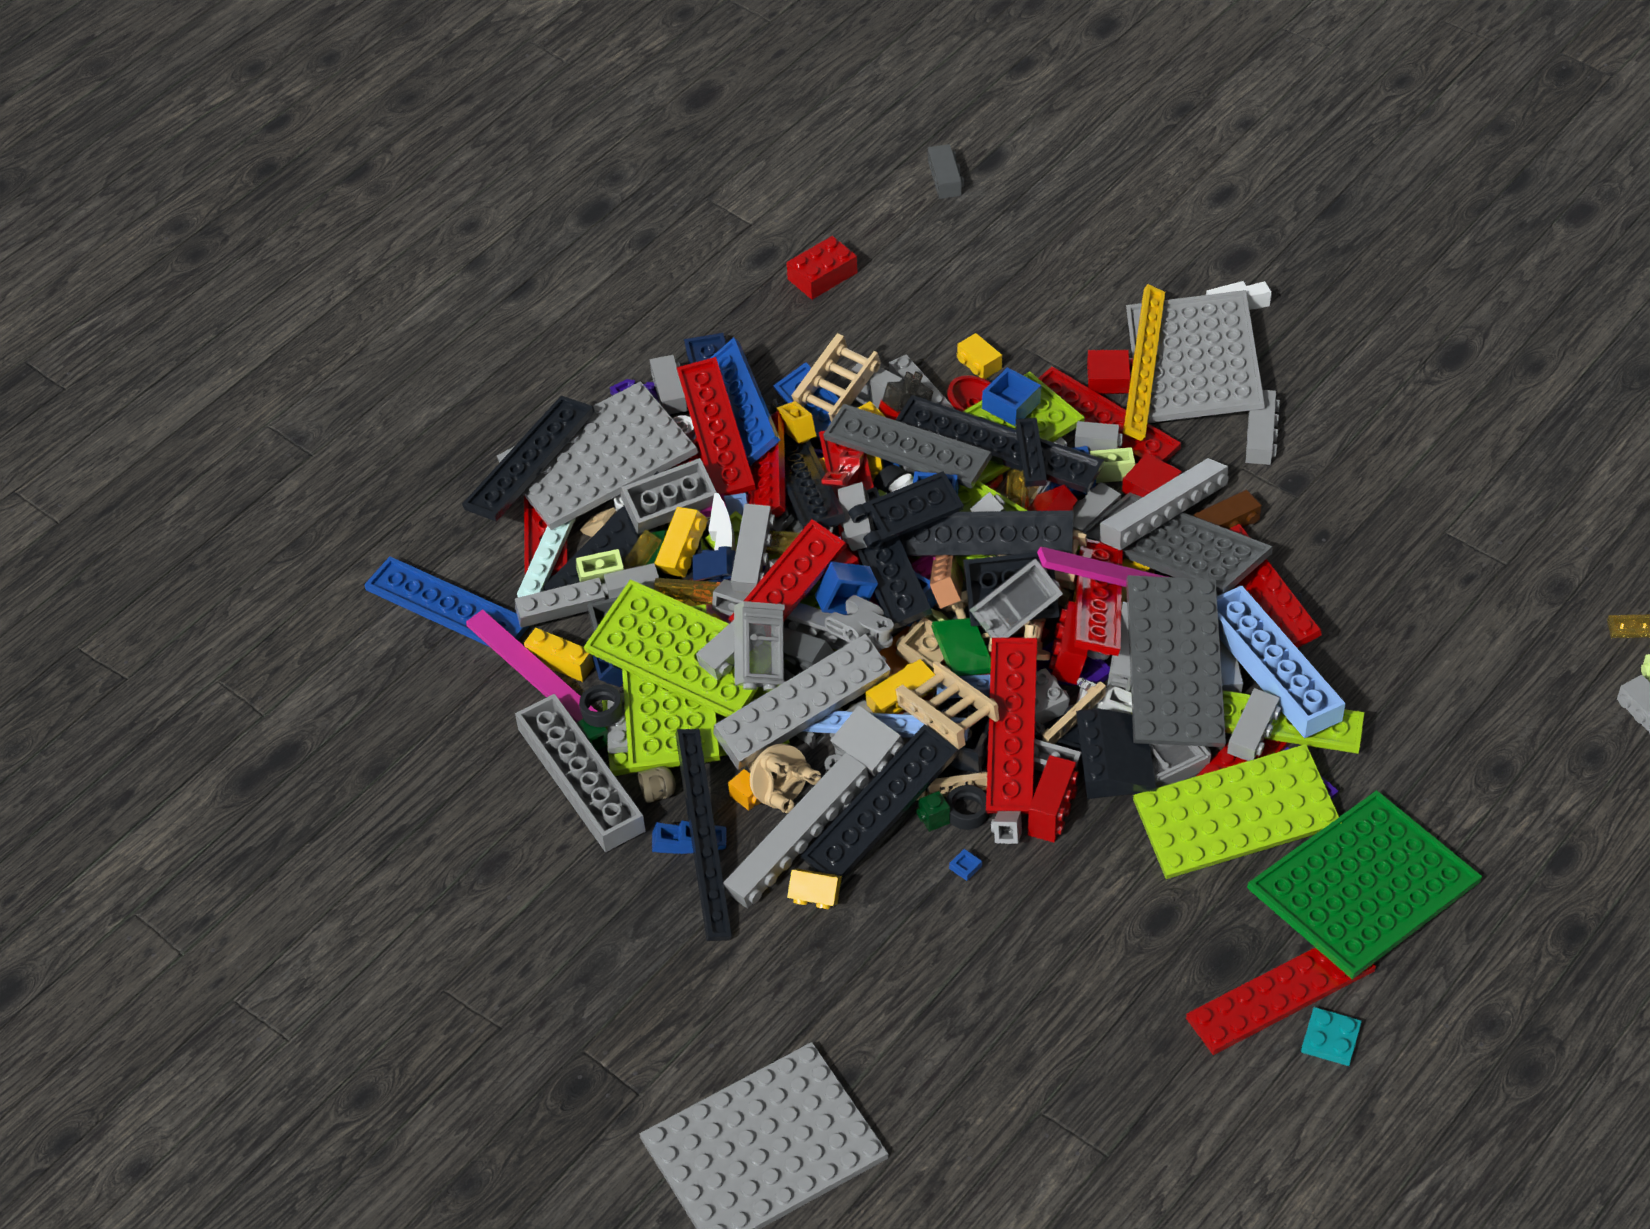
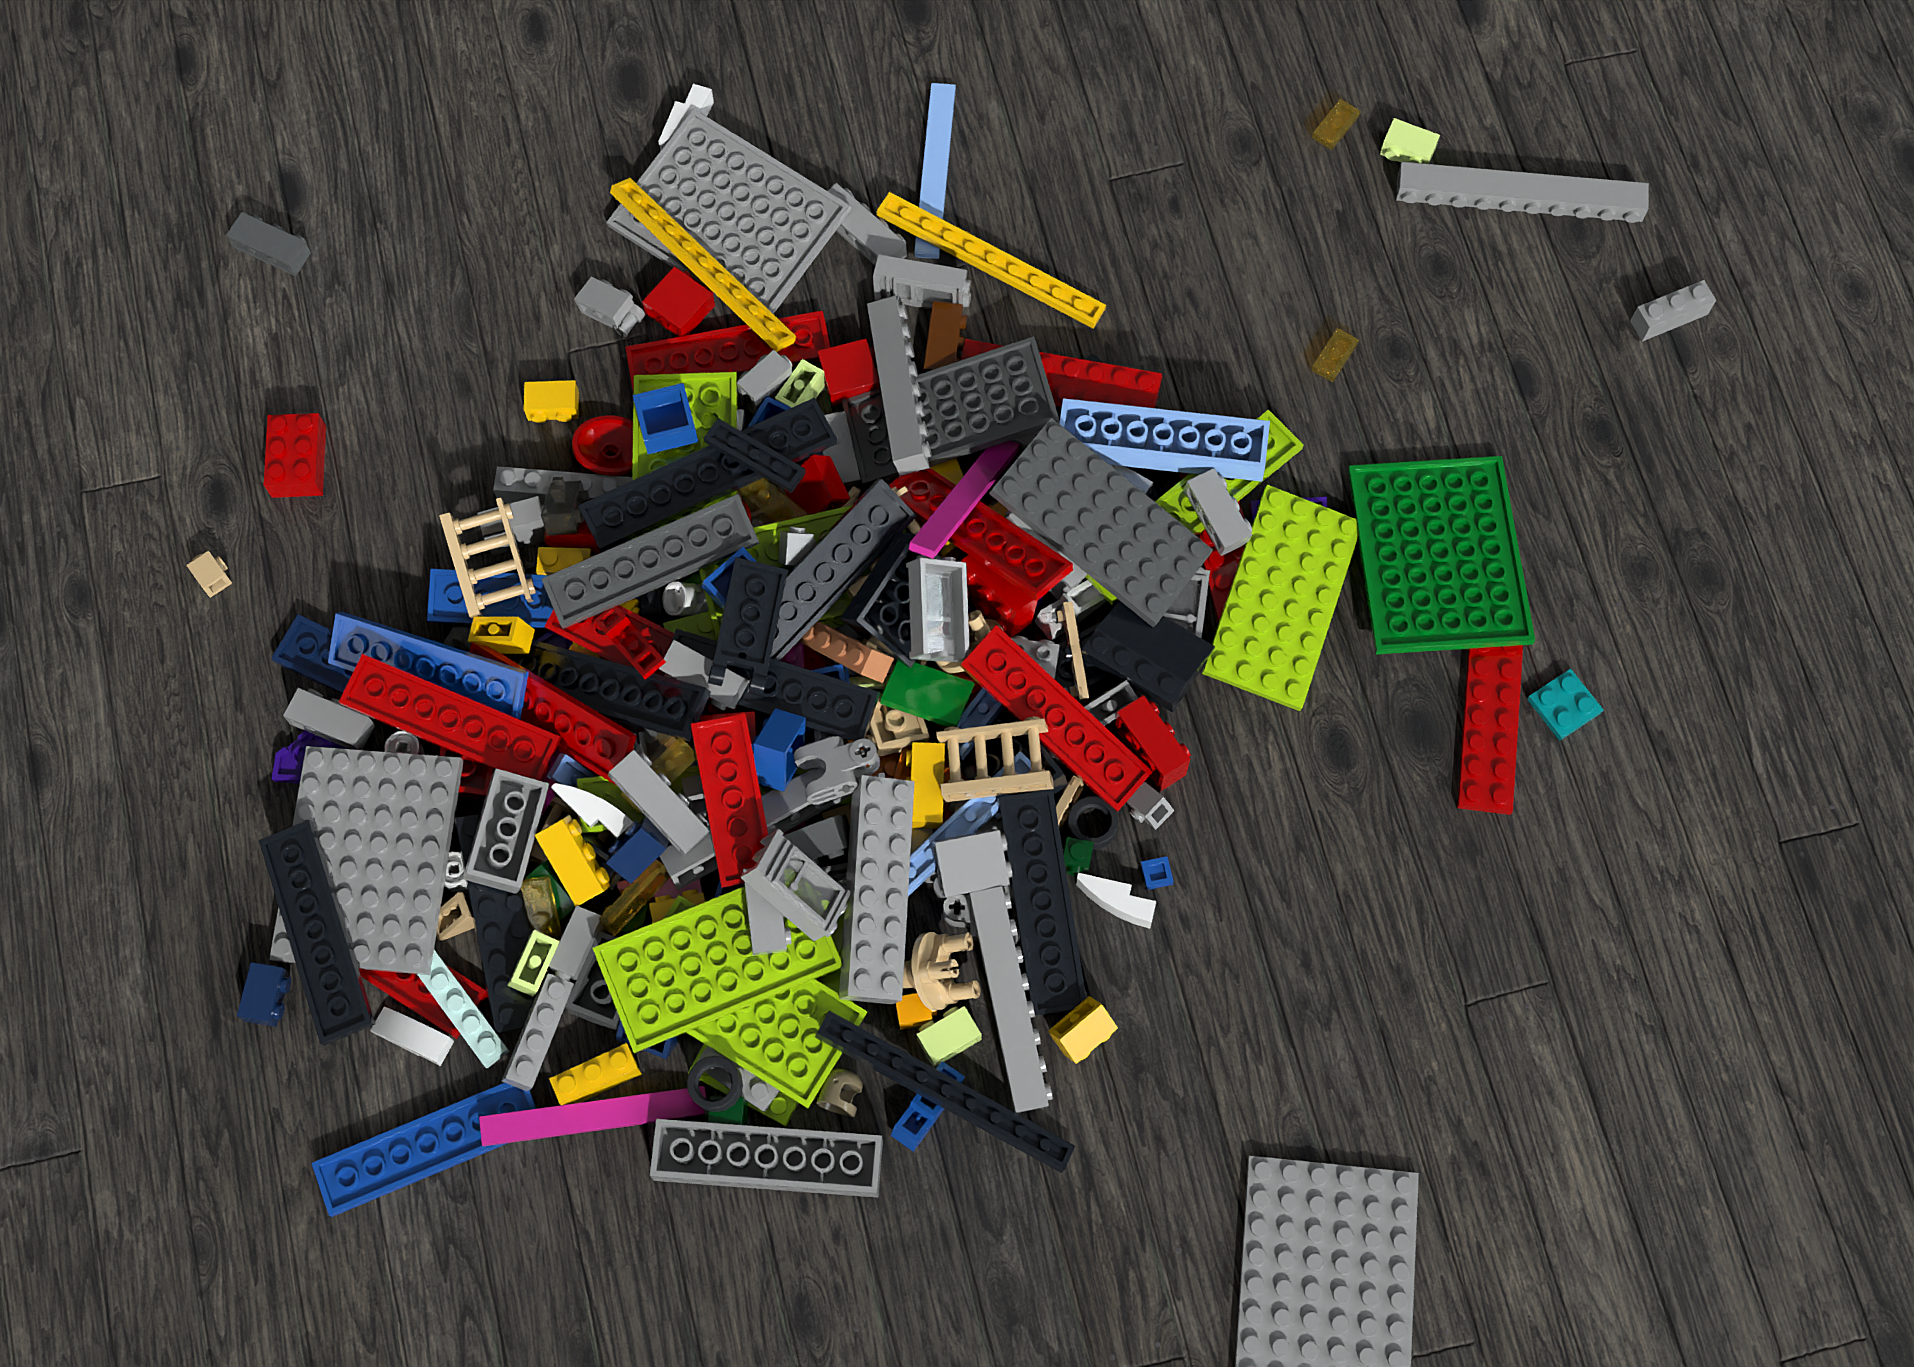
camera: 55 degrees left, 20 degrees up
(471, 467) = (264, 994): none -> dark blue brick
(508, 554) = (412, 1035): none -> white slope
(710, 280) = (209, 573): none -> tan brick
(745, 819) = (948, 1036): none -> yellowish green brick
(926, 855) = (1117, 900): none -> white slope
(1071, 341) = (609, 305): none -> light grey hinge
(1250, 472) = (920, 282): none -> light grey door
(1312, 505) = (991, 260): none -> yellow plate
(1346, 439) = (936, 159): none -> light blue tile
(1453, 733) = (1335, 355): none -> clear yellow plate

